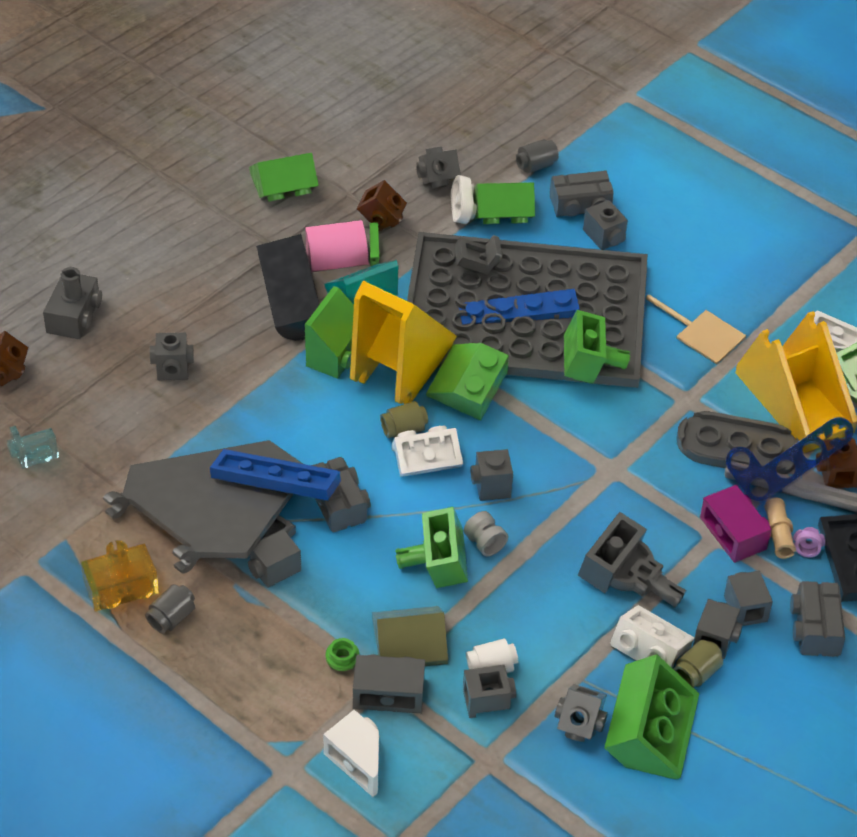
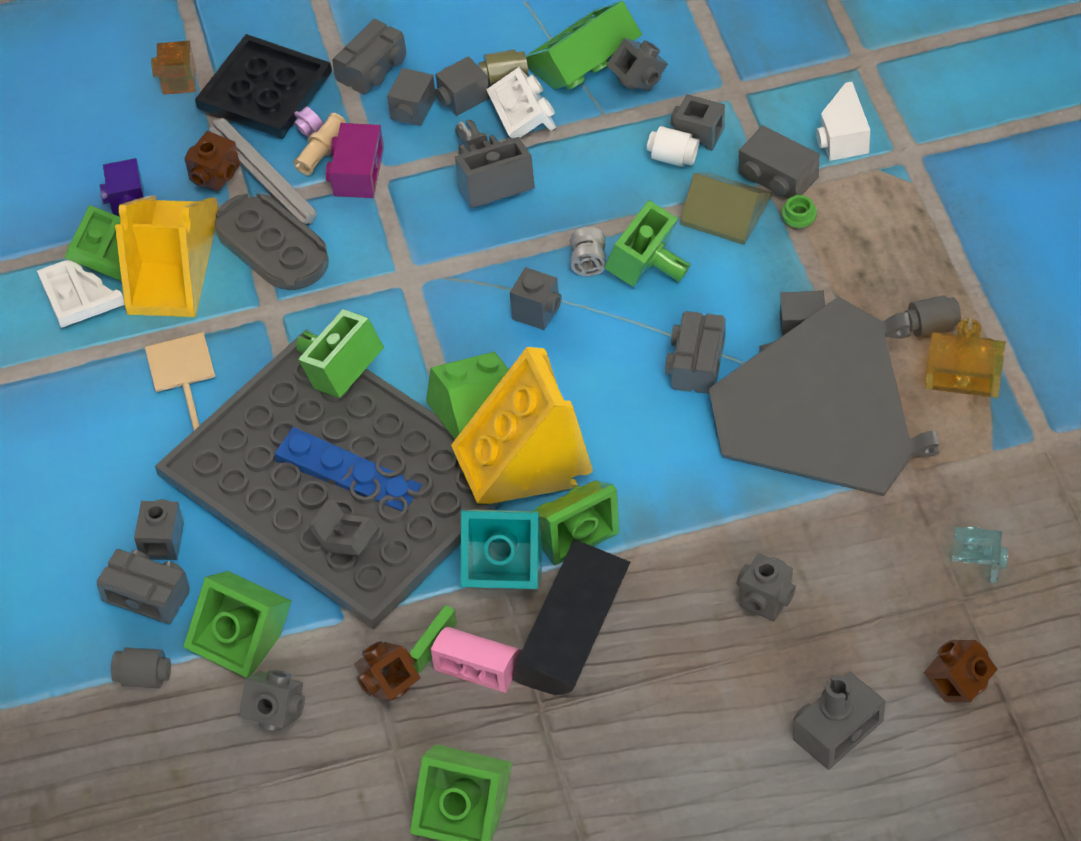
camera: 140 degrees left, 5 degrees up
(275, 474) = (756, 370): blue plate -> none
(404, 418) = (582, 396): olive brick -> none
(427, 451) = (579, 361): white bracket -> none
(462, 200) = (284, 643): white plate -> none
(793, 455) = (263, 156): clear blue beam -> none

